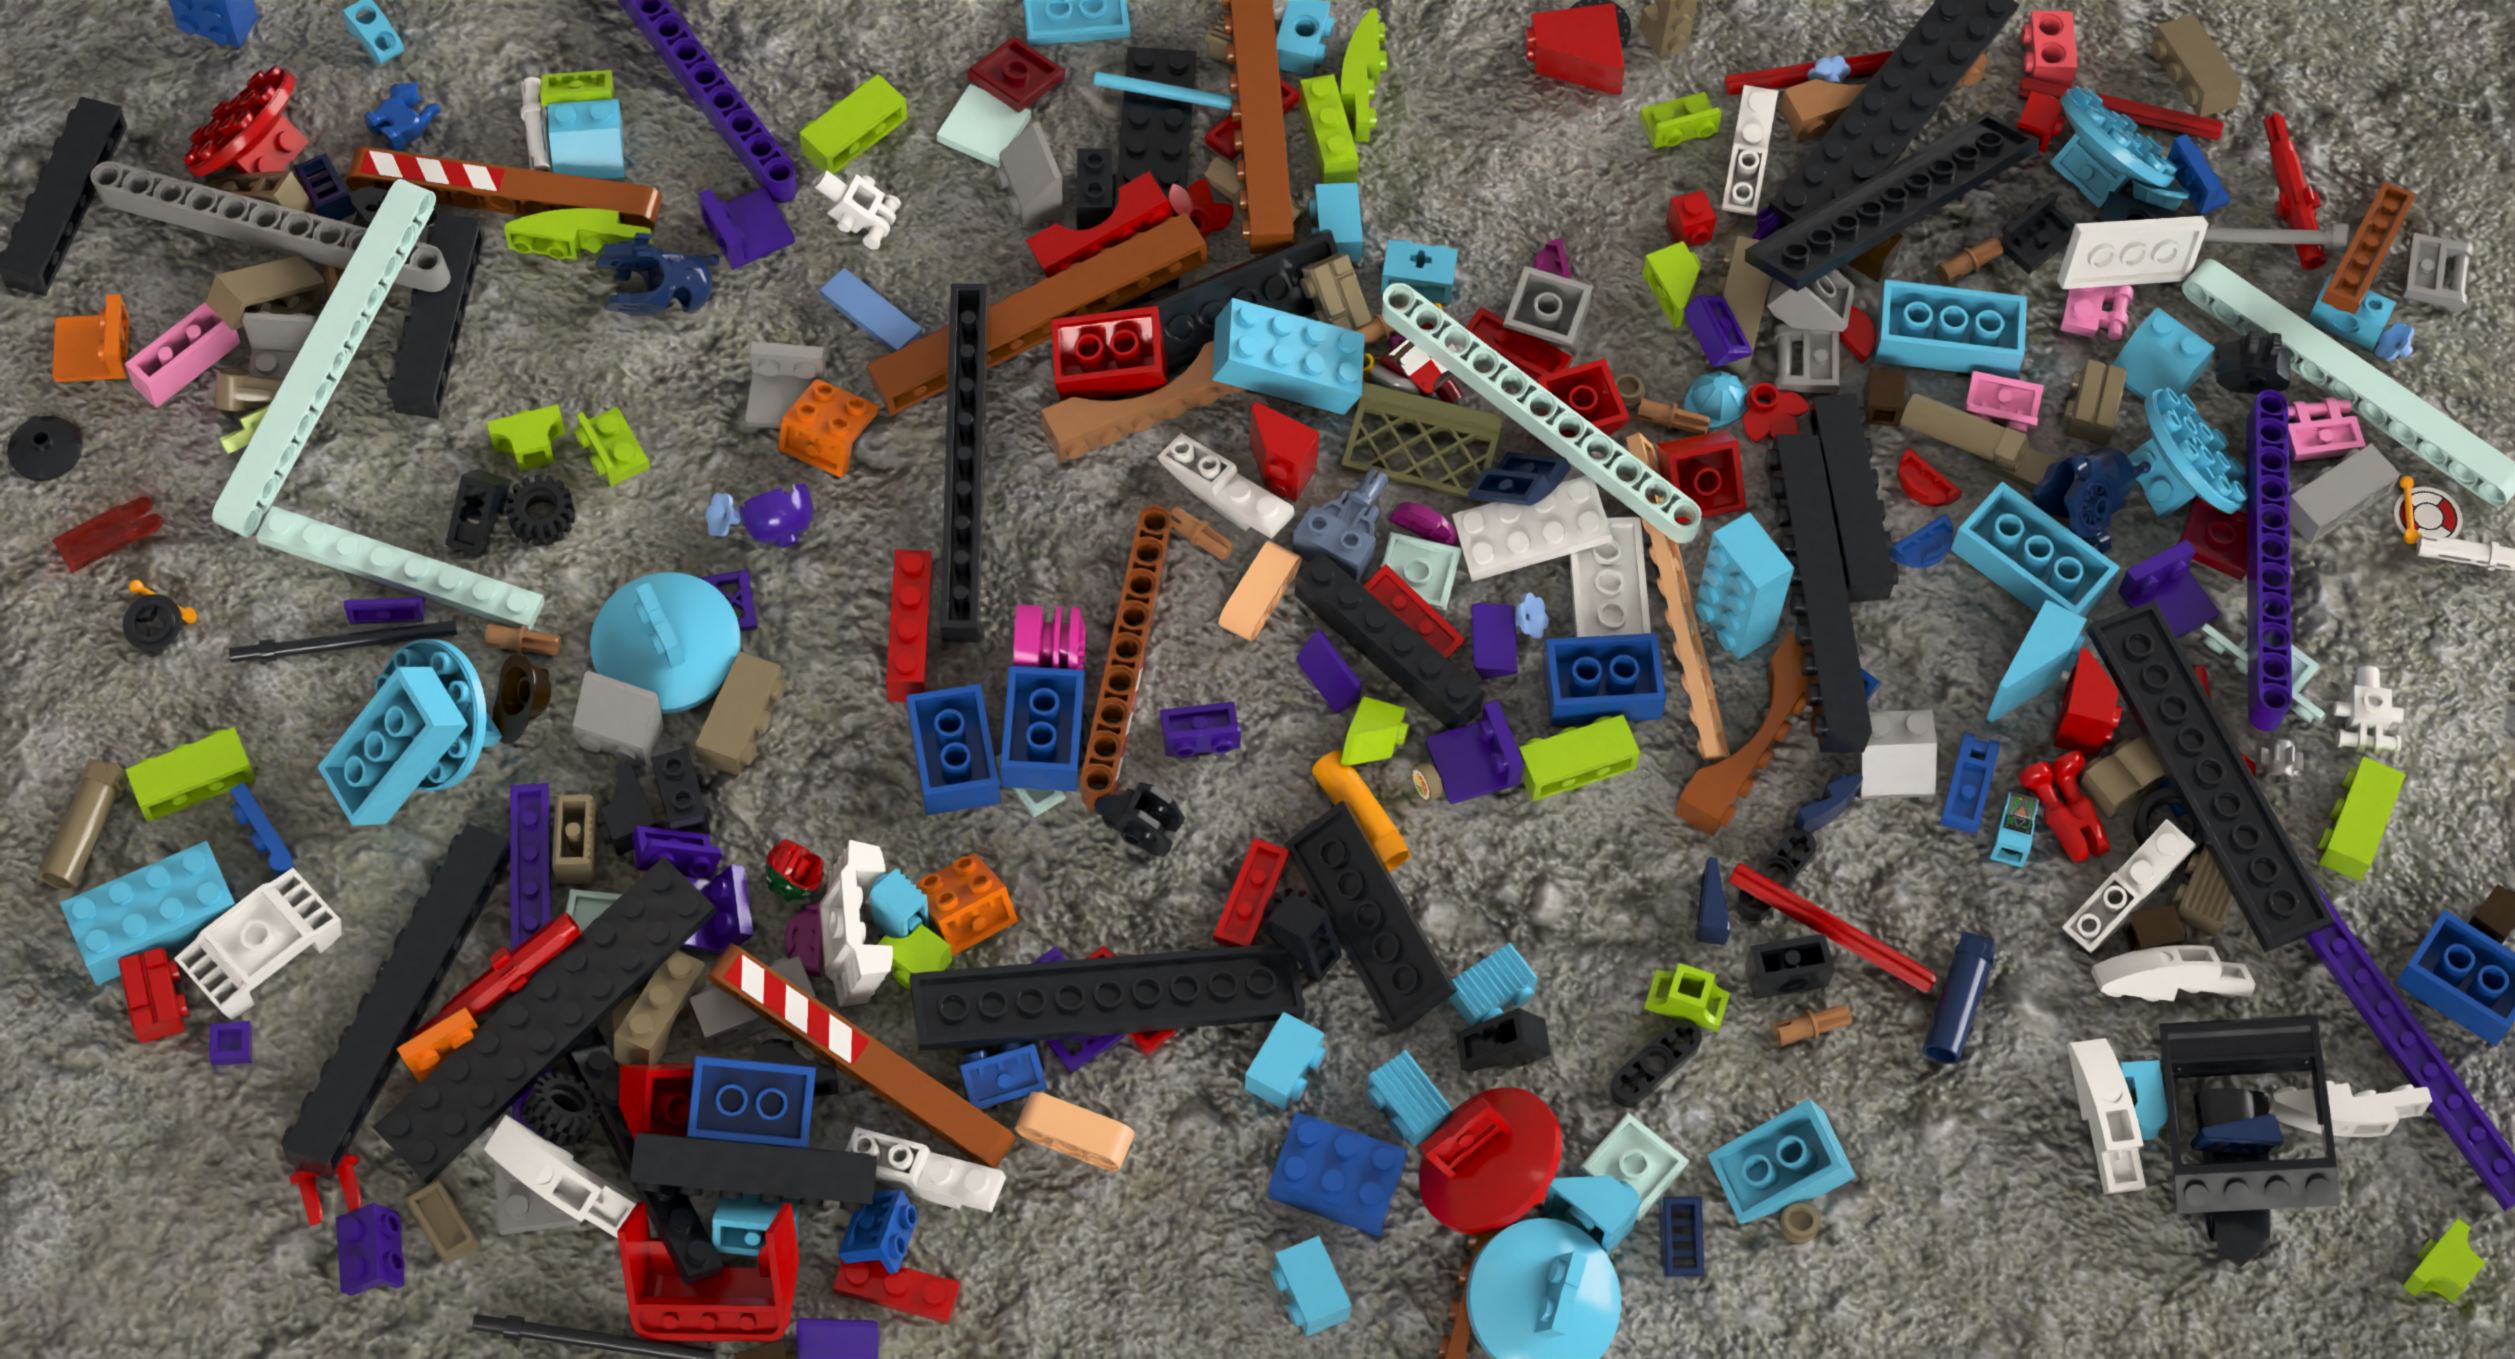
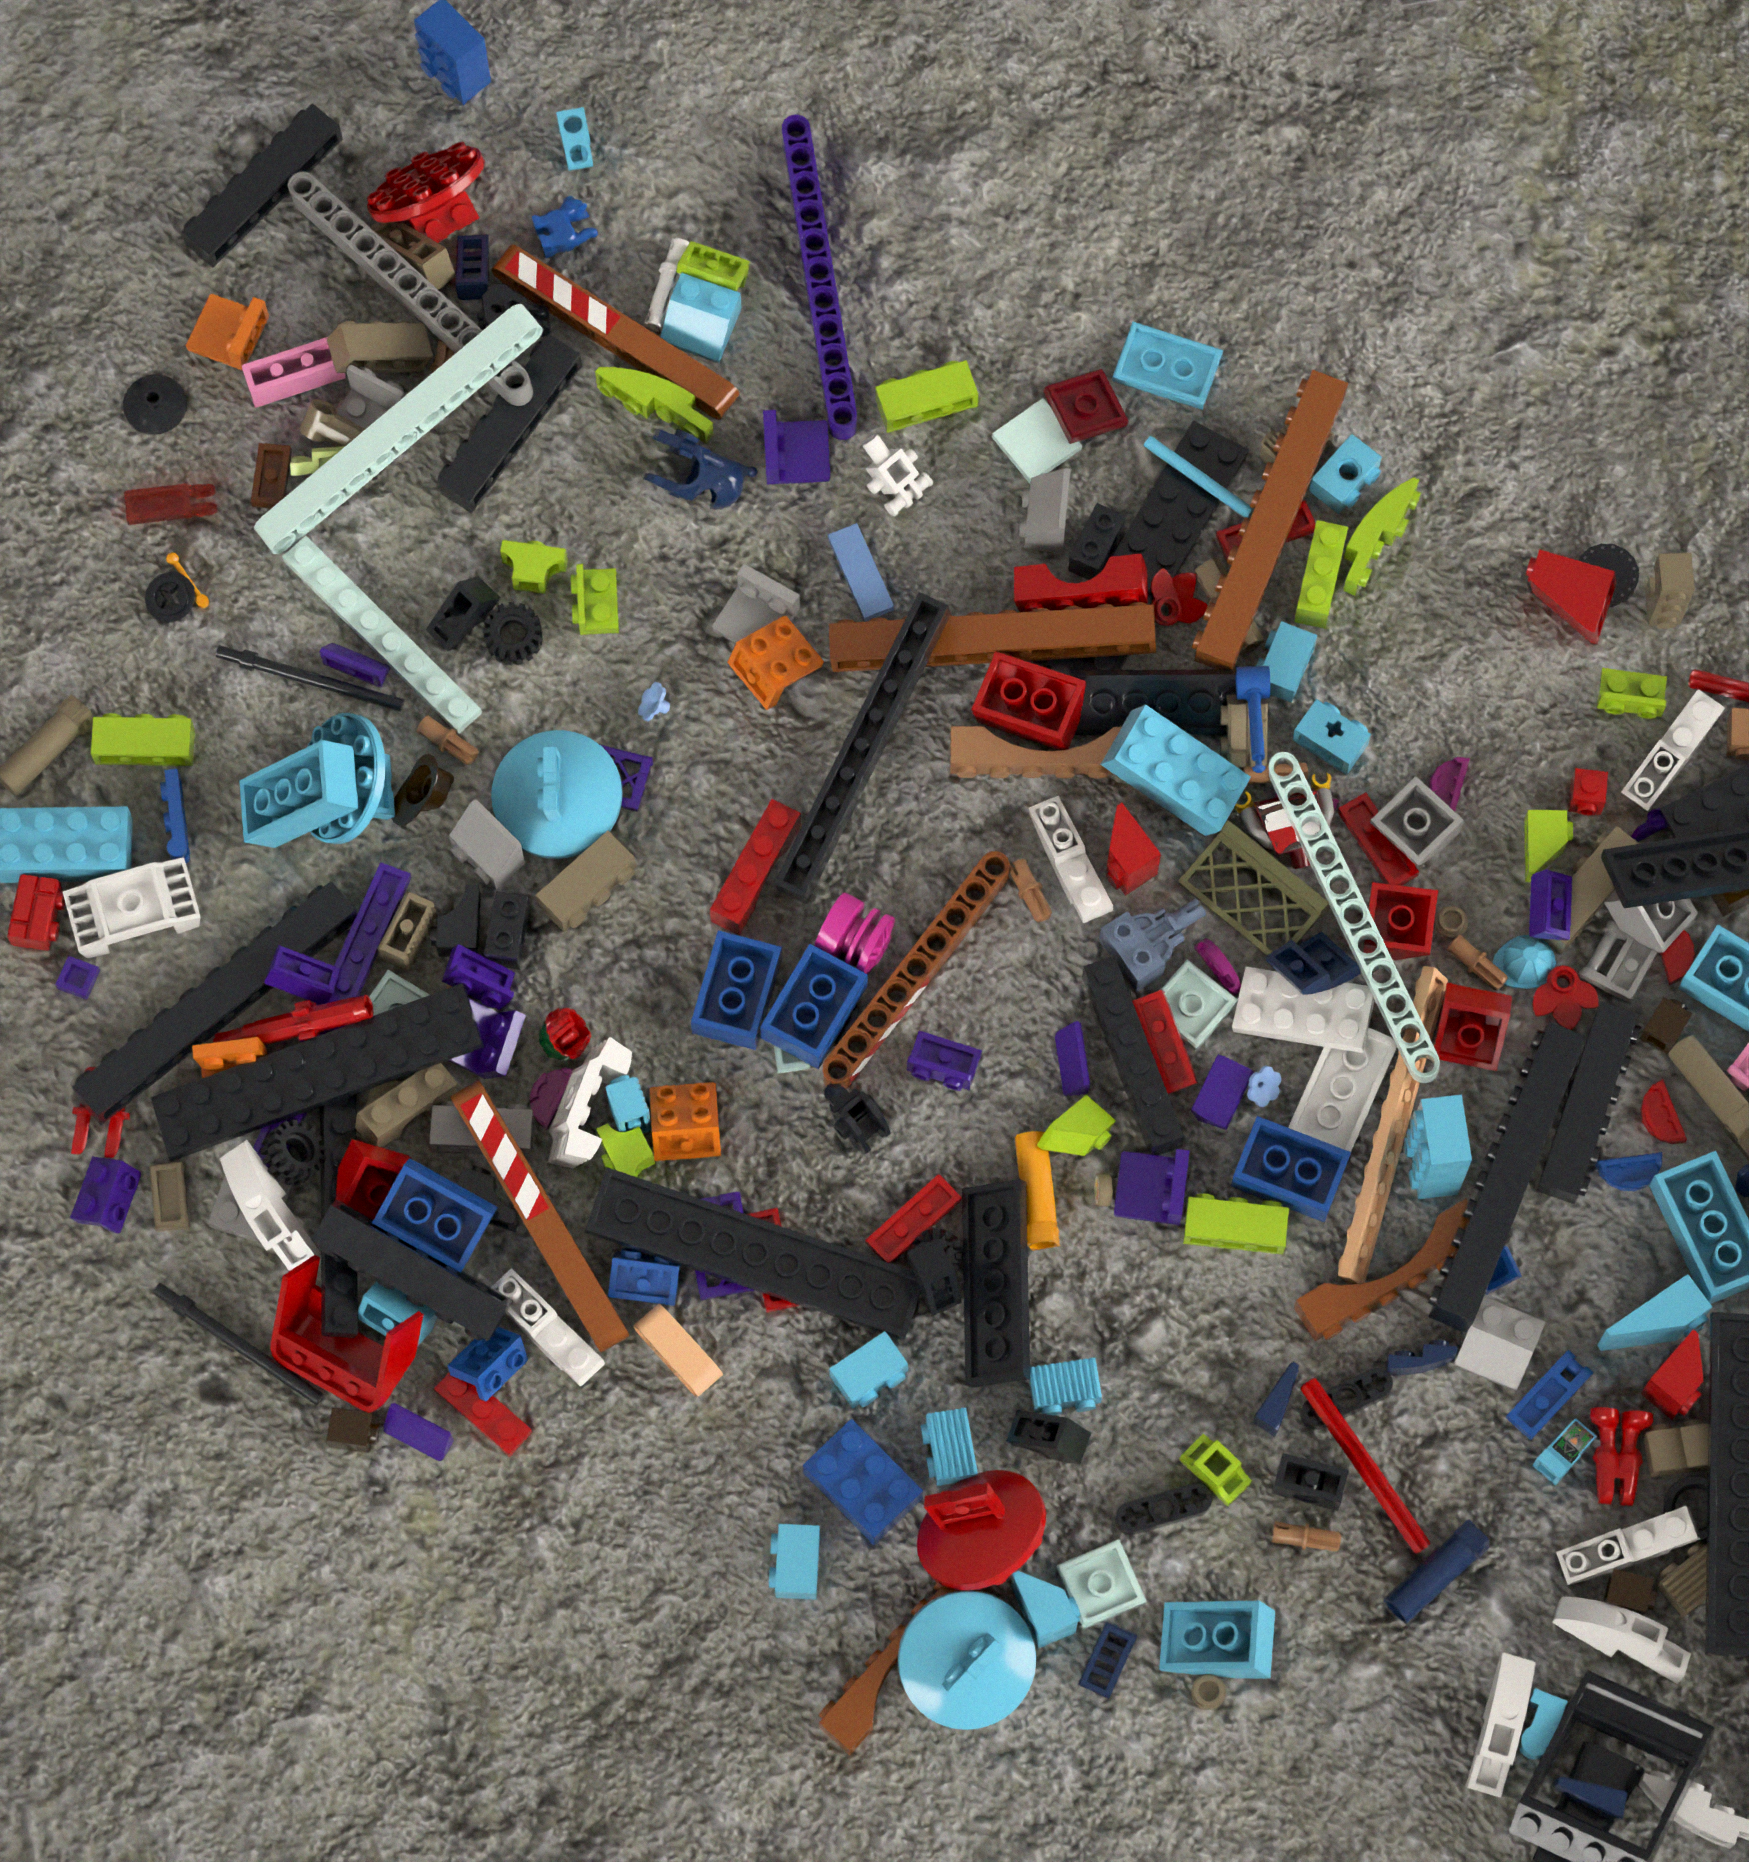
camera: 30 degrees right, 10 degrees up
(205, 462) = (271, 475): none -> reddish brown plate
(481, 928) = (302, 975): none -> dark purple slope
(778, 515) = (696, 726): dark purple cylinder -> none
(1260, 591) = (1053, 963): light nougat beam -> none
(1328, 242) = (1254, 685): none -> blue piece

